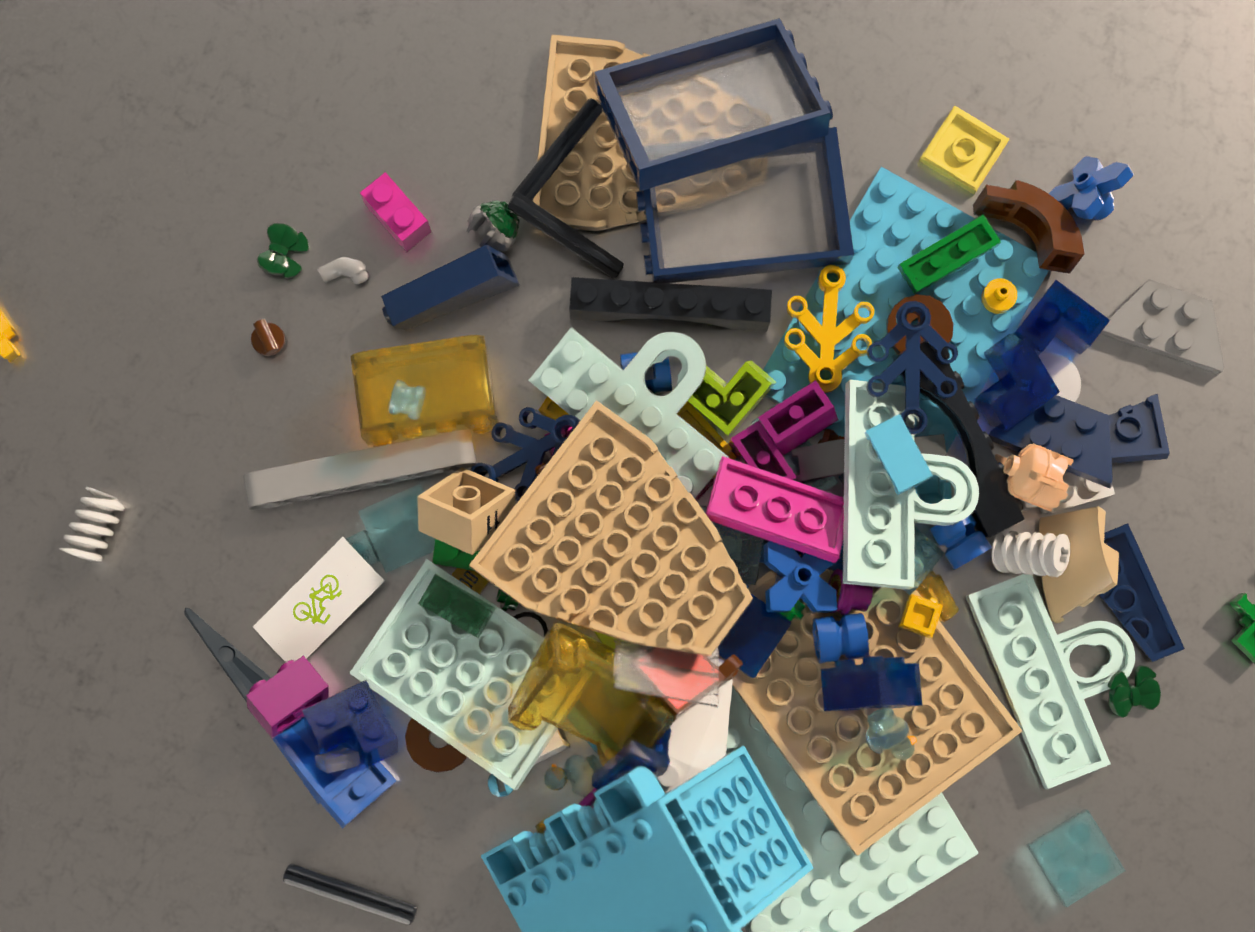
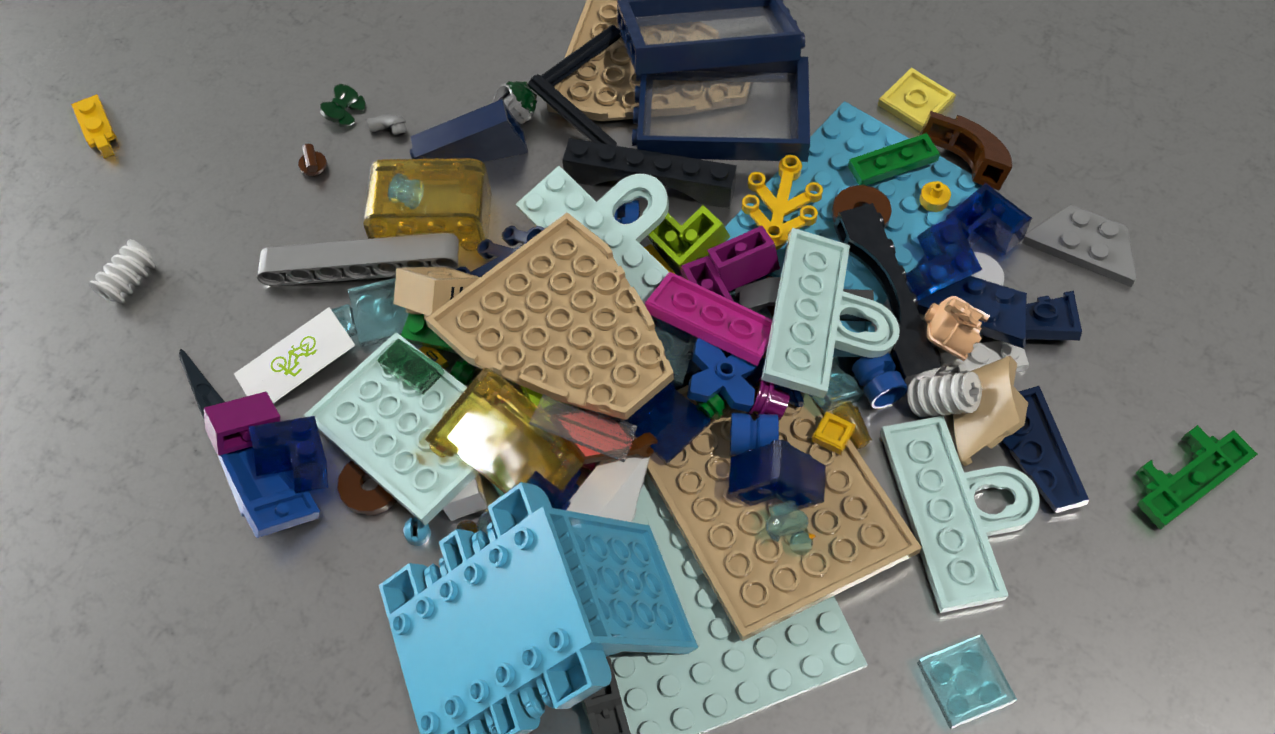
camera: 15 degrees right, 20 degrees down
(337, 760) = (269, 479): clear tile -> none
(350, 894) = (250, 608): black axle -> none
(395, 212) = (439, 86): dark pink brick -> none
(899, 454) = (827, 282): medium azure hinge -> none
(913, 361) = (849, 217): dark blue plant -> none
(1091, 188) = (1023, 130): blue plant -> none
(1144, 693) = (1047, 536): dark green piece -> none

